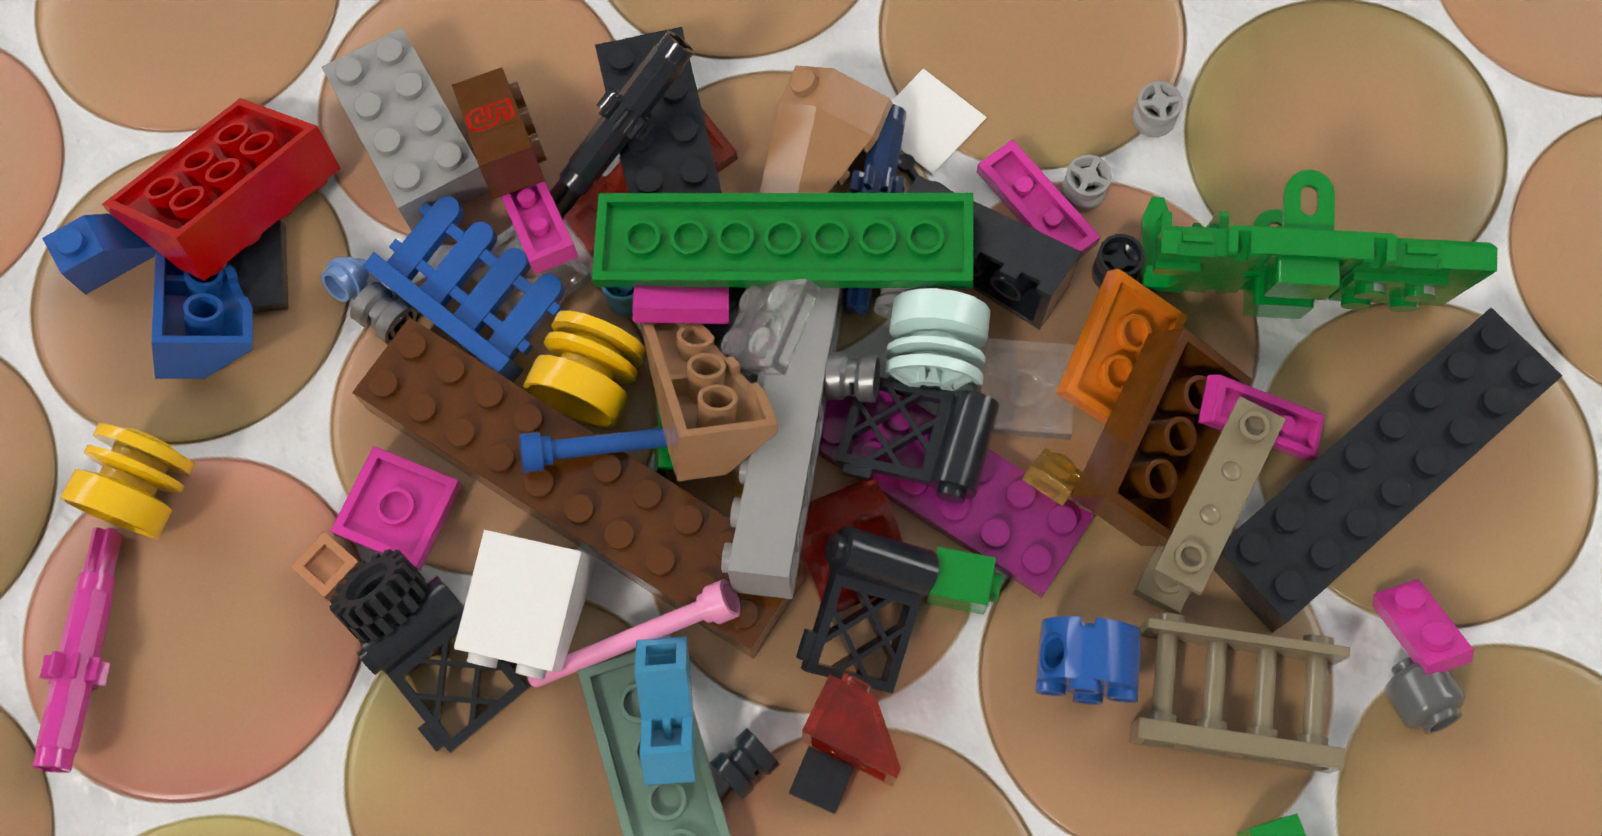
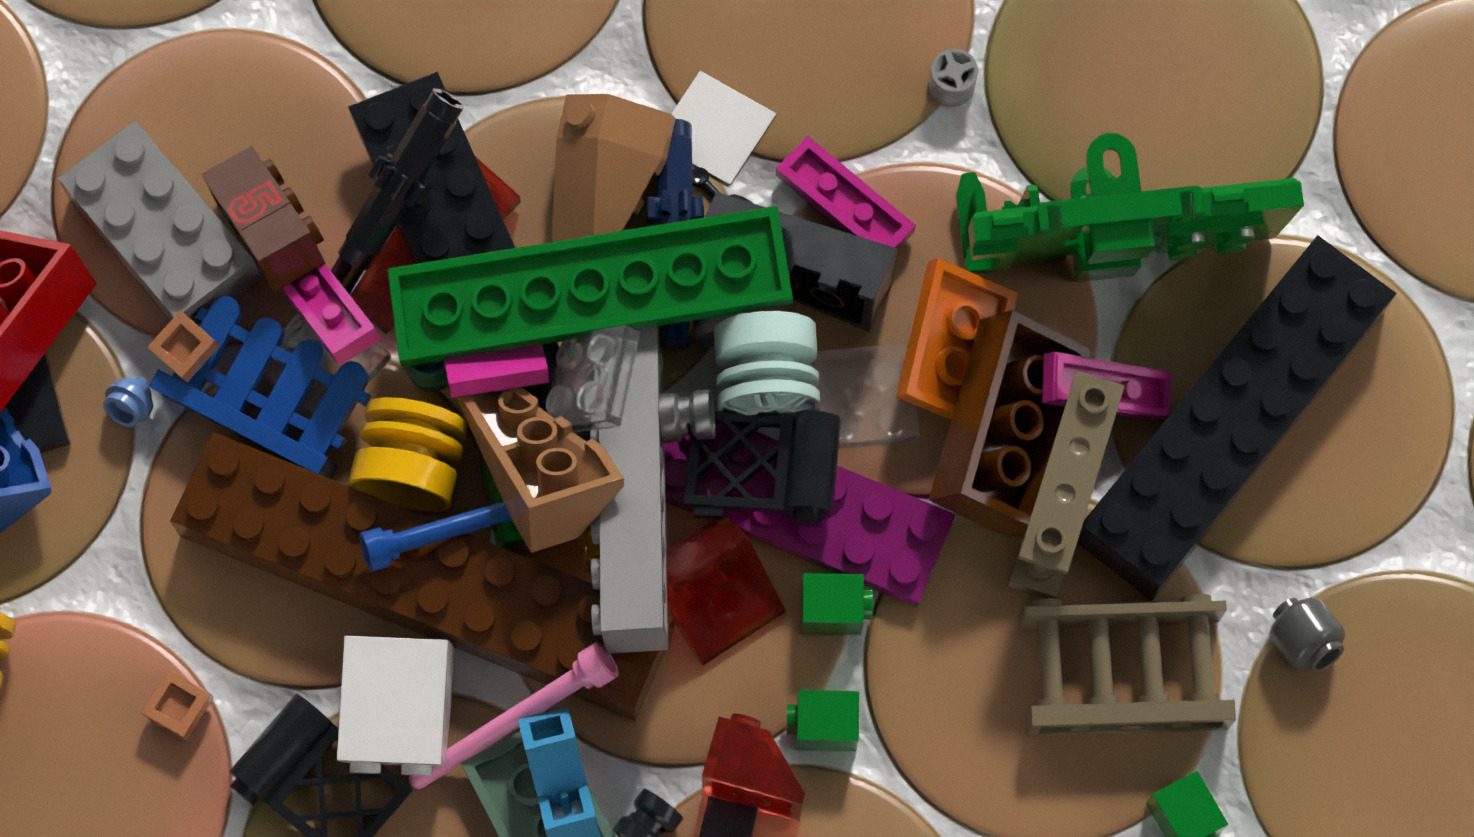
camera: 15 degrees left, 0 degrees up
(378, 595) = (242, 723): black tyre -> none
(379, 310) = (180, 432): flat silver wheel -> none
(396, 506) = (237, 632): dark pink plate -> none
(400, 234) = (183, 346): none -> nougat plate
(876, 568) = (748, 605): black piece -> none
(934, 693) = (824, 720): none -> green brick
(1053, 475) = (907, 481): clear yellow plate -> none
(1088, 171) = (893, 157): light grey wheel -> none
(1089, 660) = (972, 658): blue brick -> none
(1118, 252) = (940, 240): black wheel -> none
(1422, 627) = (1295, 568): dark pink plate -> none

